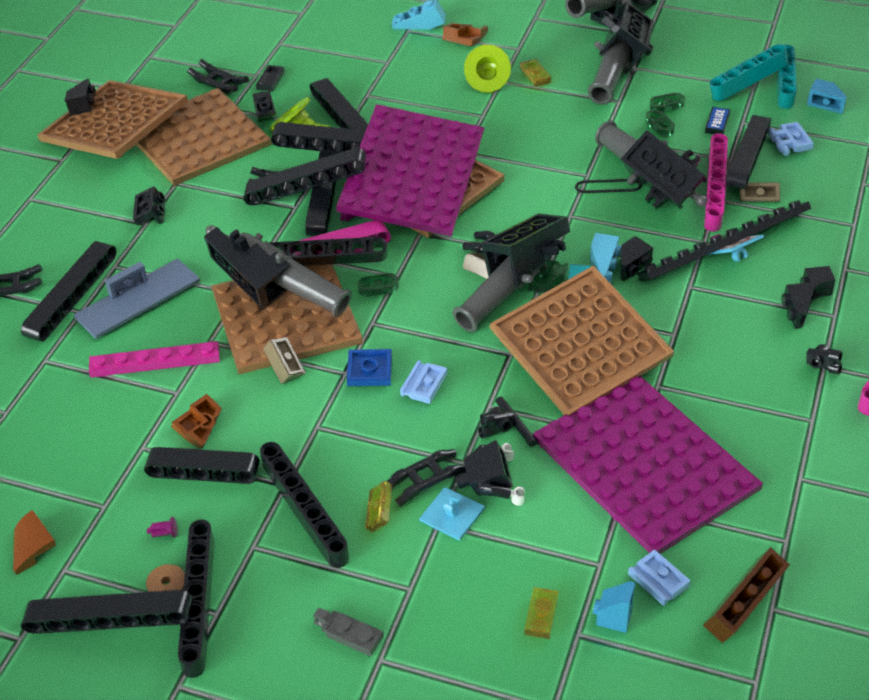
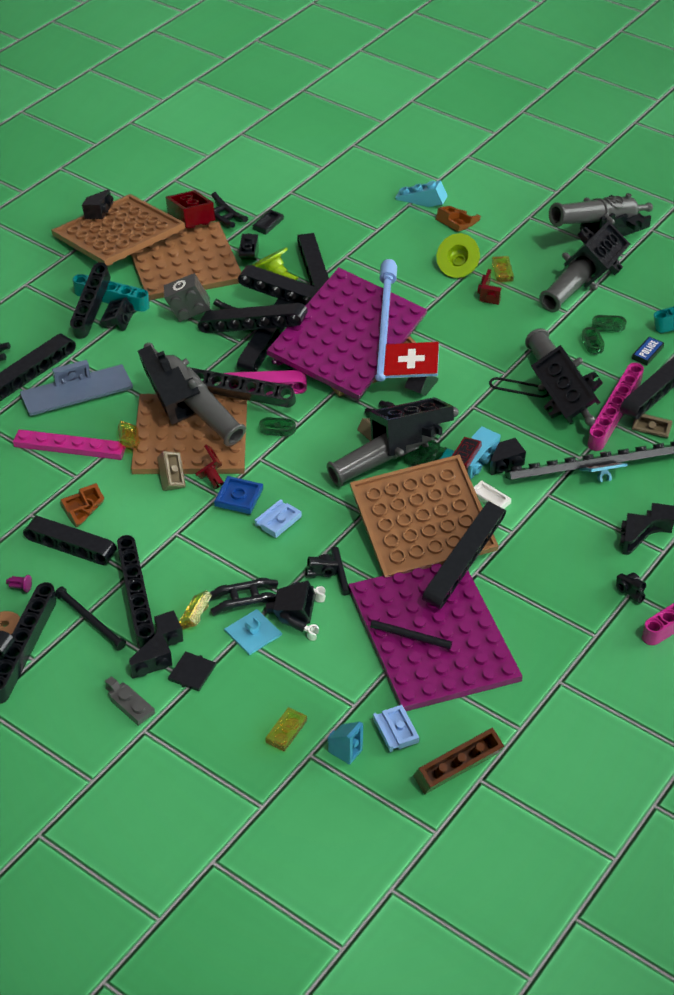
camera: 15 degrees right, 0 degrees up
(115, 198) = (90, 300): none -> black beam
(130, 184) = (137, 296): none -> teal beam
(185, 79) = (191, 208): none -> dark red brick
(219, 332) = (128, 434): none -> clear yellow plate
(222, 171) = (187, 297): none -> dark grey brick
(307, 566) = (119, 643): none -> black bar
(329, 350) = (210, 469): none -> dark red bracket
(358, 565) = (155, 653): none -> black arch
(404, 576) = (192, 671): none -> black piece
(480, 183) = (404, 358): none -> flag
(508, 201) = (421, 384): none -> black slope
(533, 99) = (489, 293): none -> dark red bracket
(594, 257) = (468, 449): none -> tile
(629, 469) = (411, 634): none -> black piece
(642, 304) = (488, 493): none -> white tile
(646, 370) = (464, 555): none -> black beam

